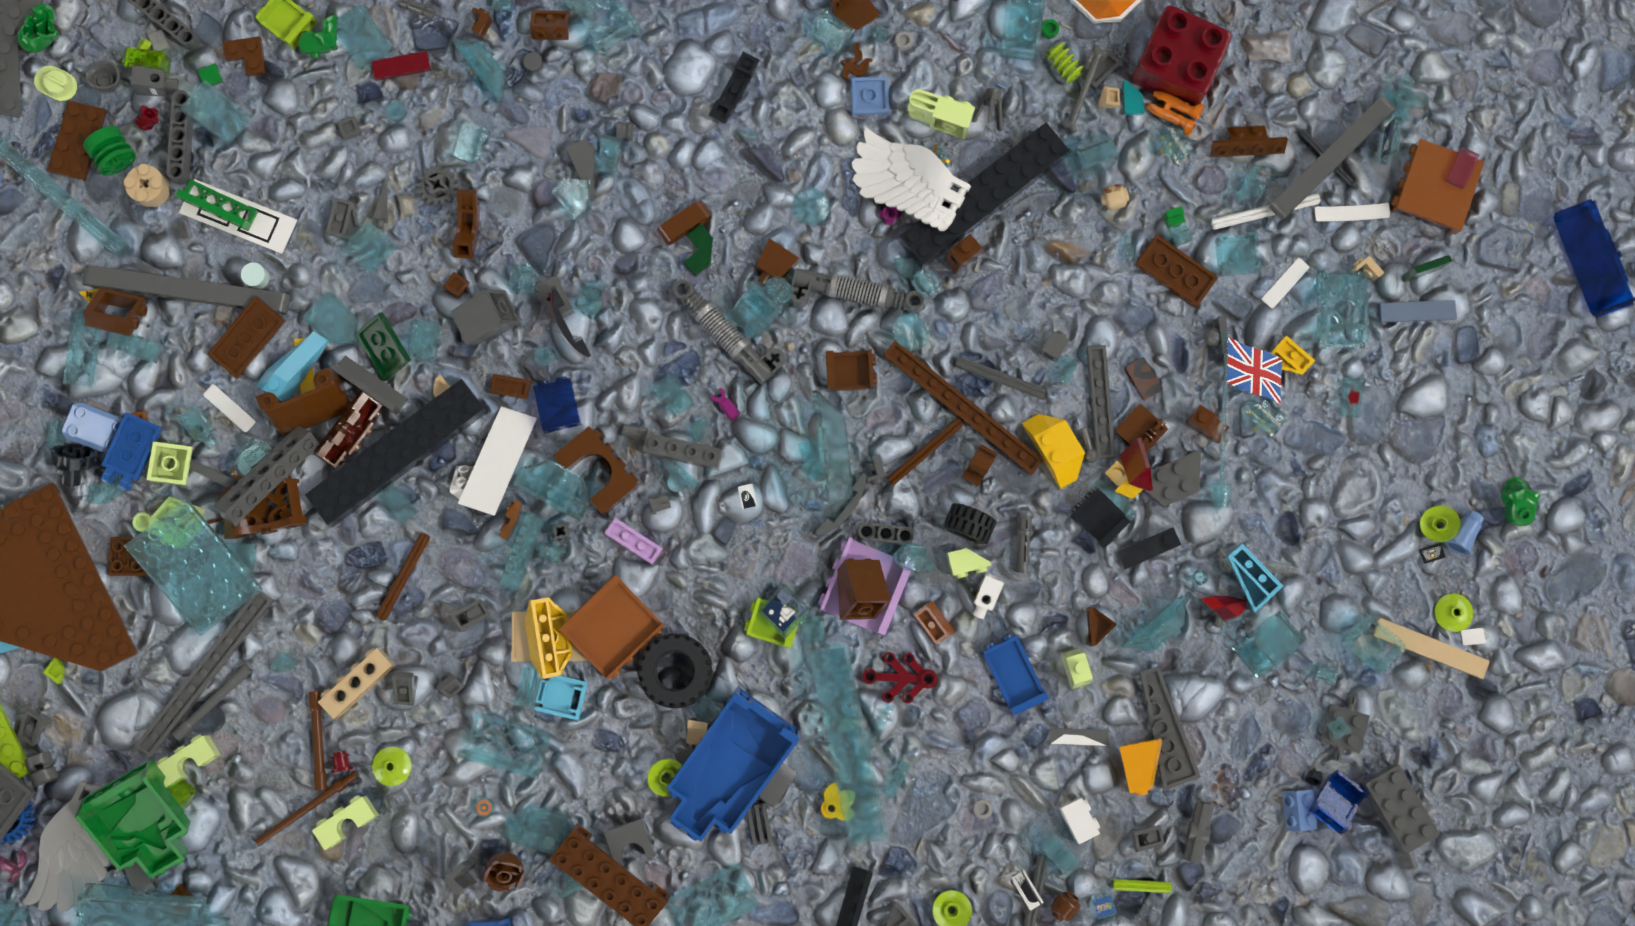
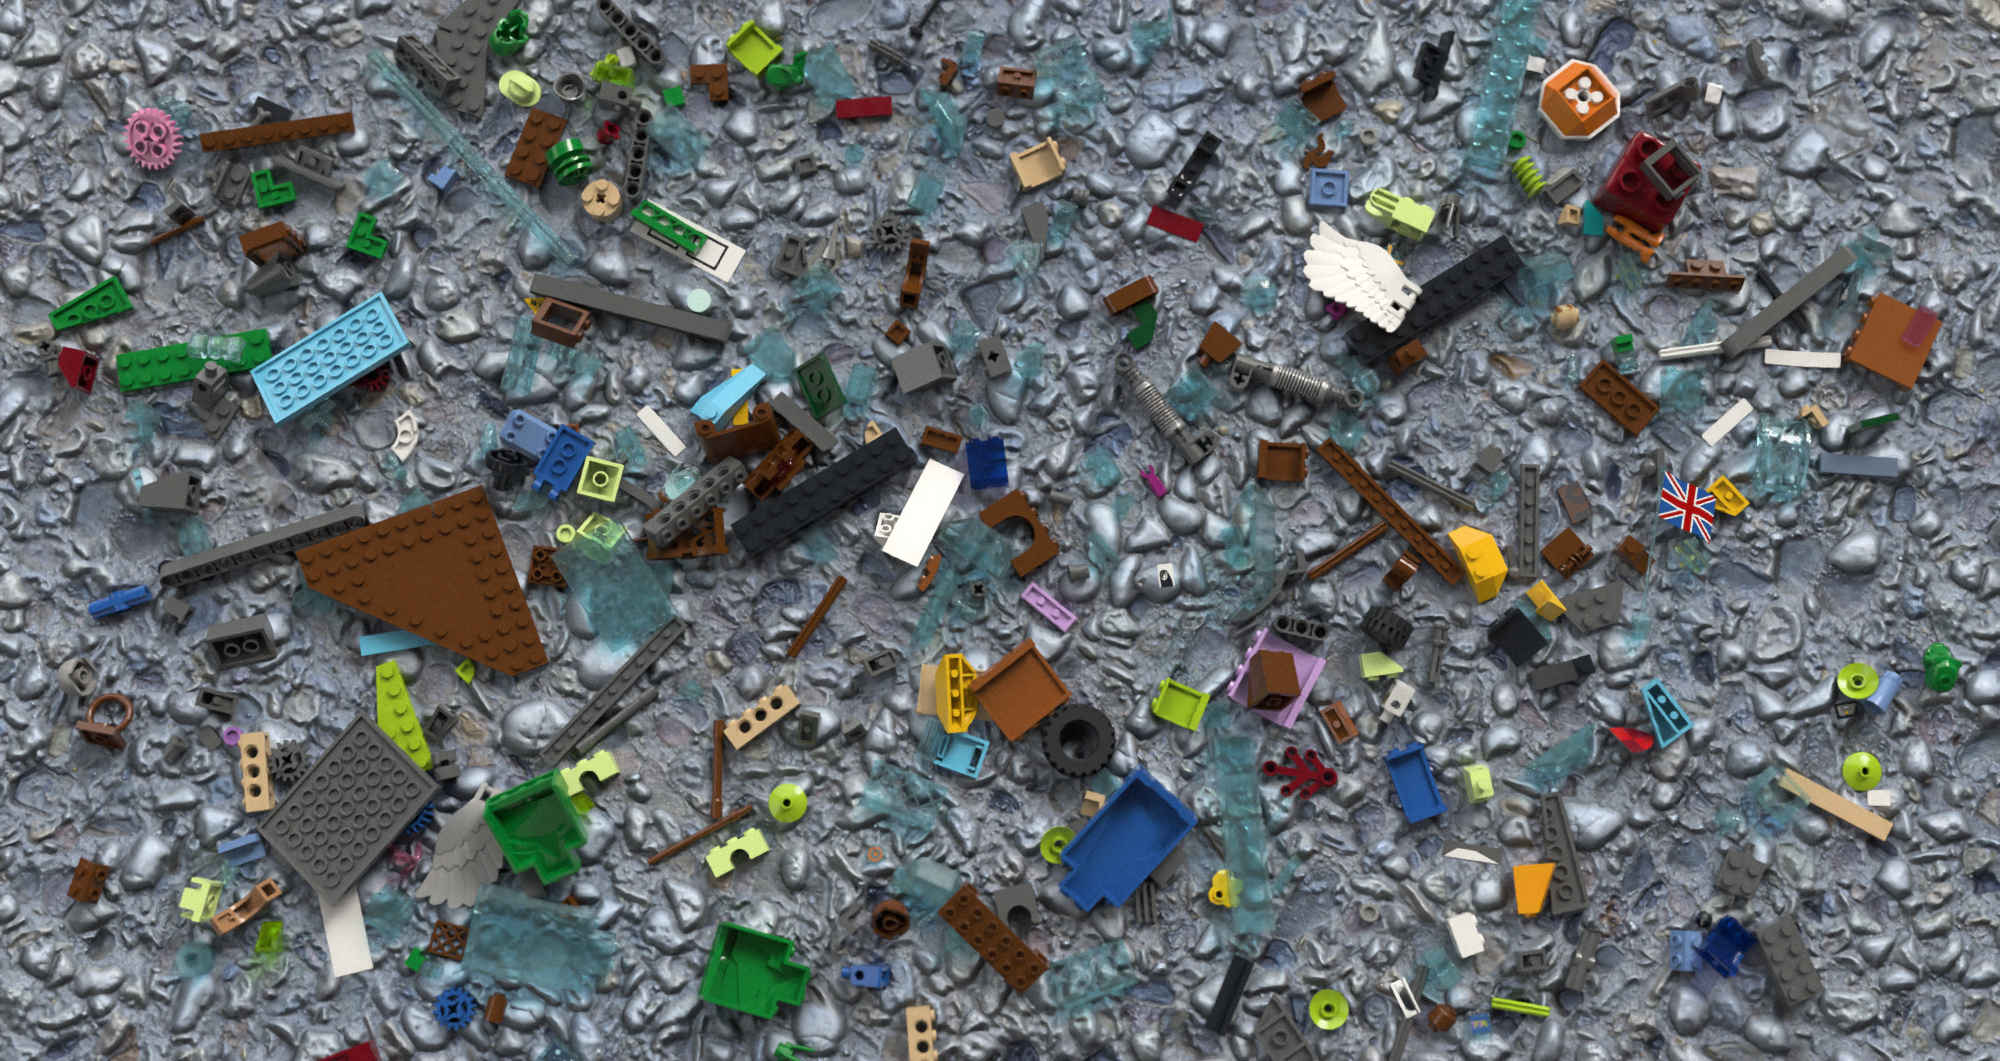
camera: 10 degrees right, 0 degrees up
(246, 337) = (686, 362): reddish brown tile -> none
(341, 762) = (739, 792): dark red brick -> none
(557, 302) = (998, 362): black slope -> none
(580, 103) = (1038, 165): none -> tan panel
(683, 451) = (1107, 523): dark grey brick -> none
(721, 147) = (1175, 223): none -> dark red sticker
(778, 290) = (1219, 374): clear light blue head -> none
(784, 610) = (1193, 693): tile -> none
(914, 558) = (1327, 655): clear light blue piece -> none
(1098, 54) = (1563, 171): dark grey piece -> none
(1098, 625) = (1503, 743): reddish brown slope -> none
(1137, 465) = (1560, 588): dark red slope -> none
(1199, 577) = (1610, 707): clear light blue piece -> none
(1212, 29) = (1682, 159): none -> dark grey window
(1269, 645) = (1672, 782): clear light blue slope -> none
(1332, 726) = (1728, 870): clear light blue plate -> none
(1351, 397) = (1781, 544): clear light blue tile -> none

